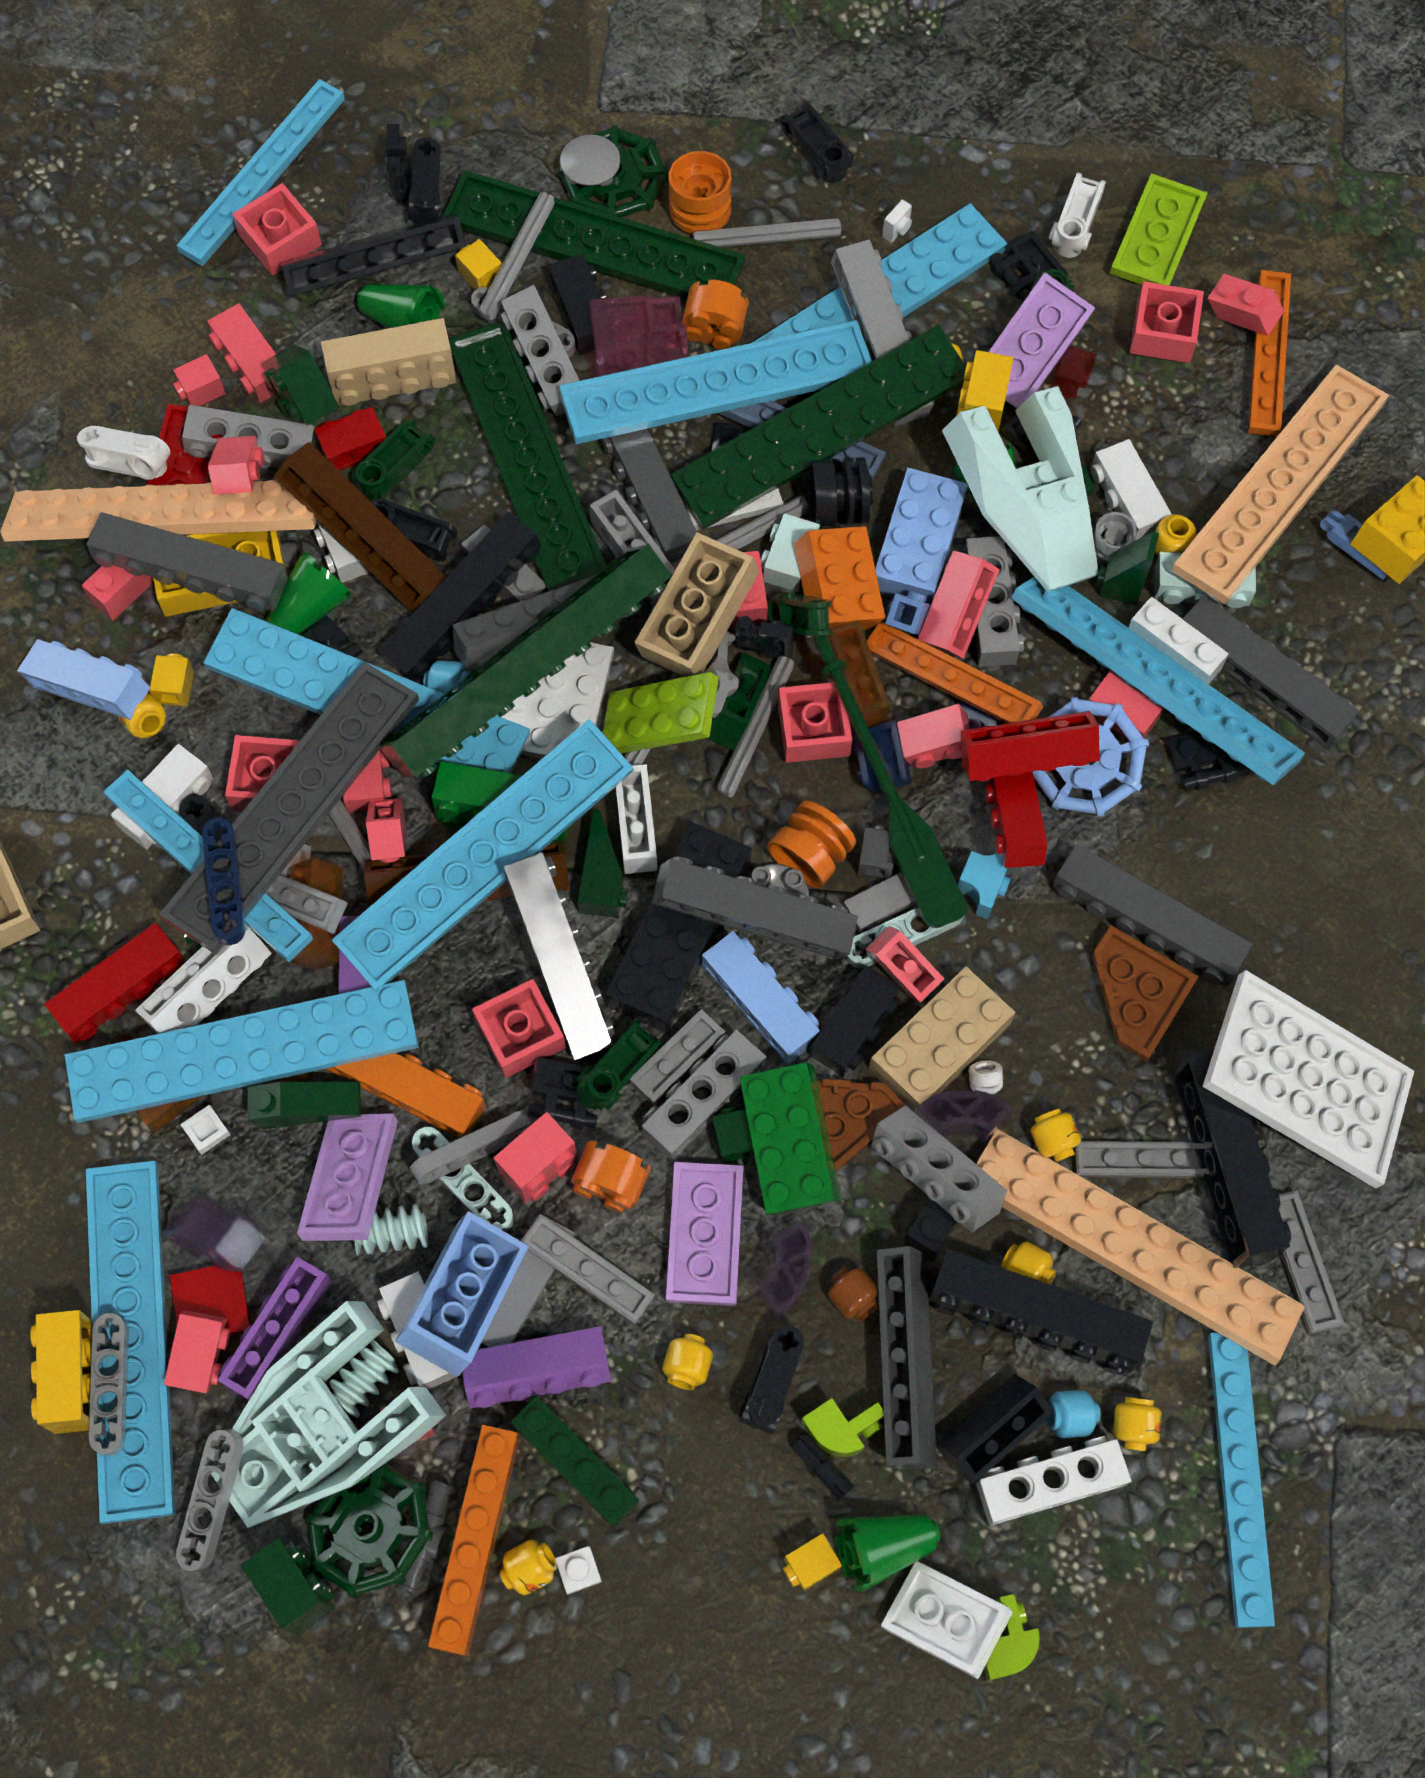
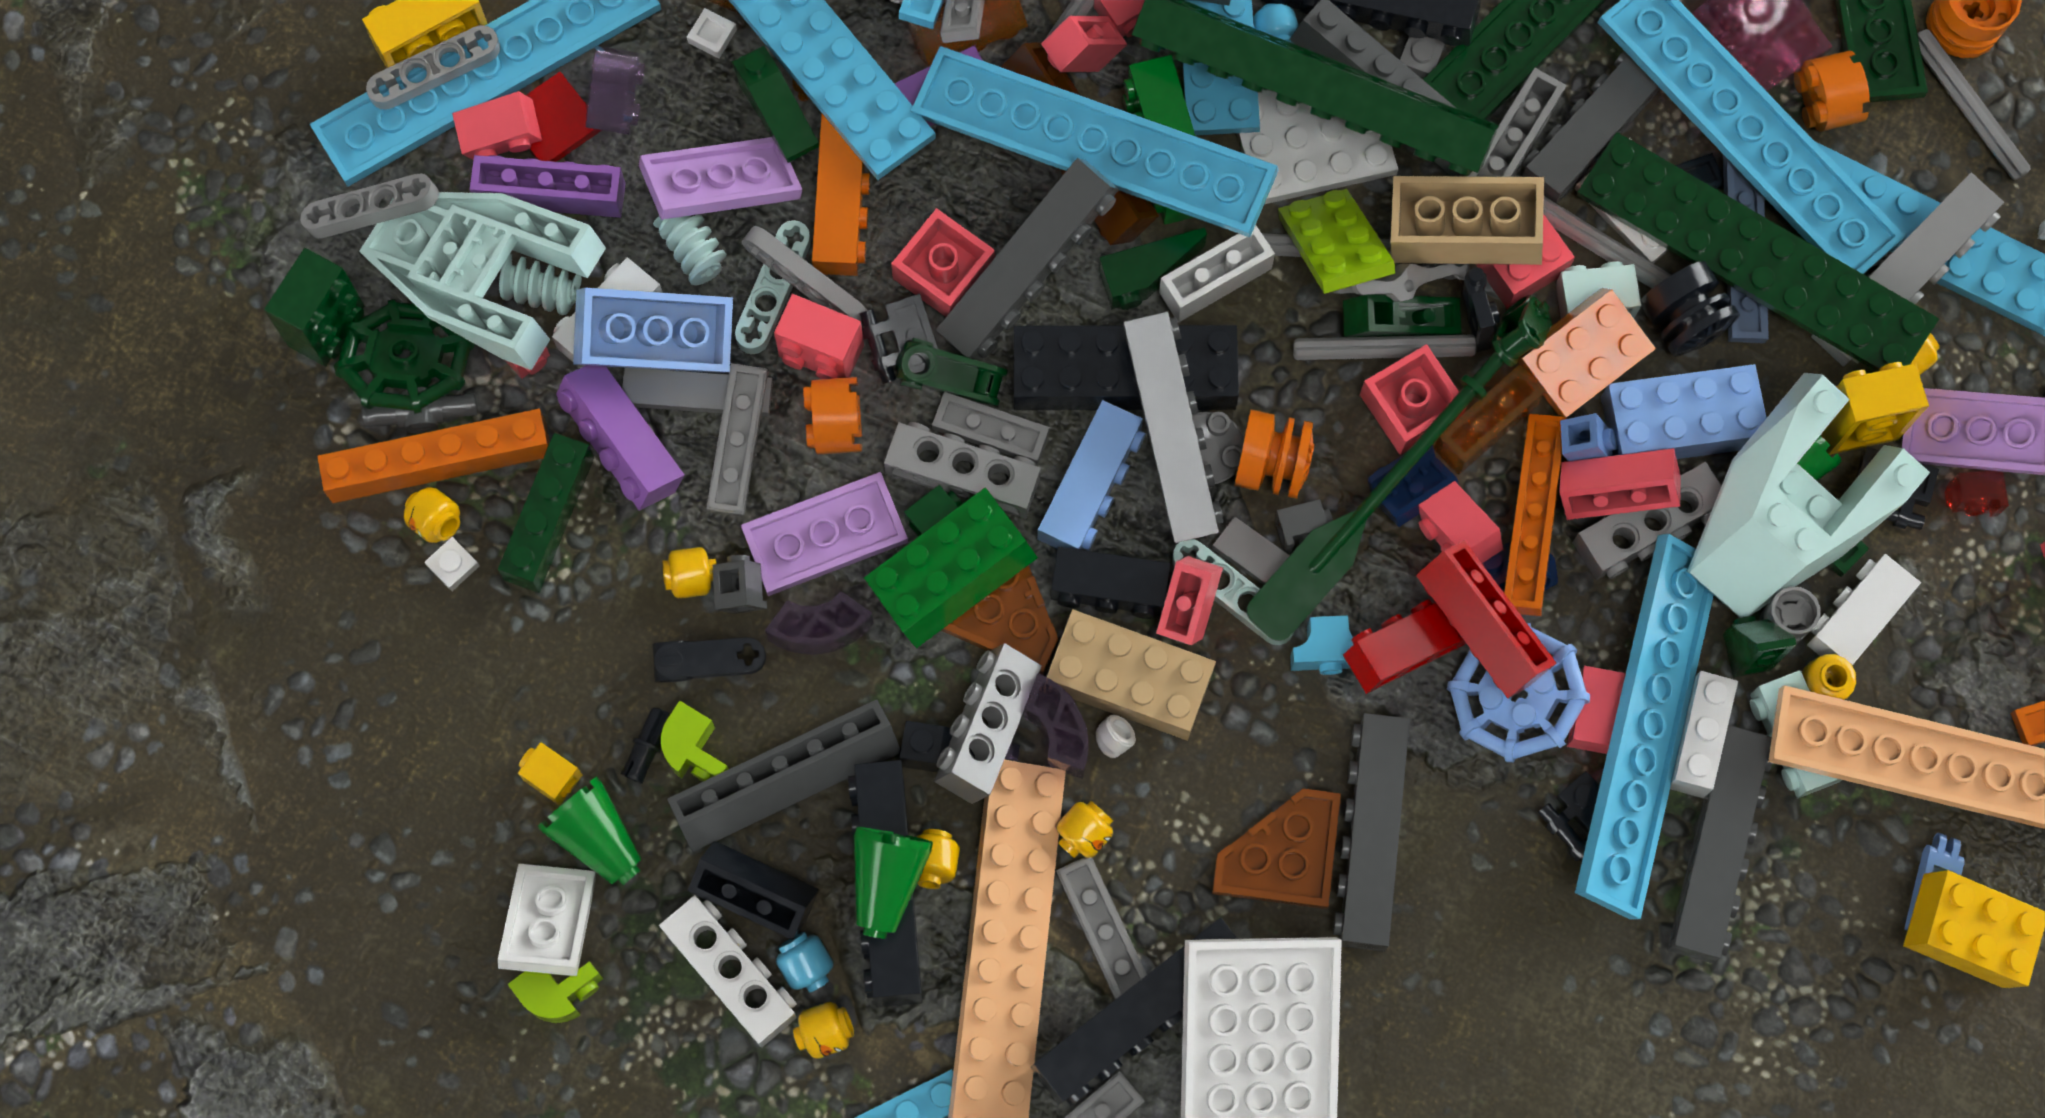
camera: 65 degrees right, 5 degrees up
(721, 1335) = (738, 585): none -> dark grey brick
(854, 1293) = (827, 698): dark orange head -> none
(1050, 1300) = (886, 877): none -> green cone

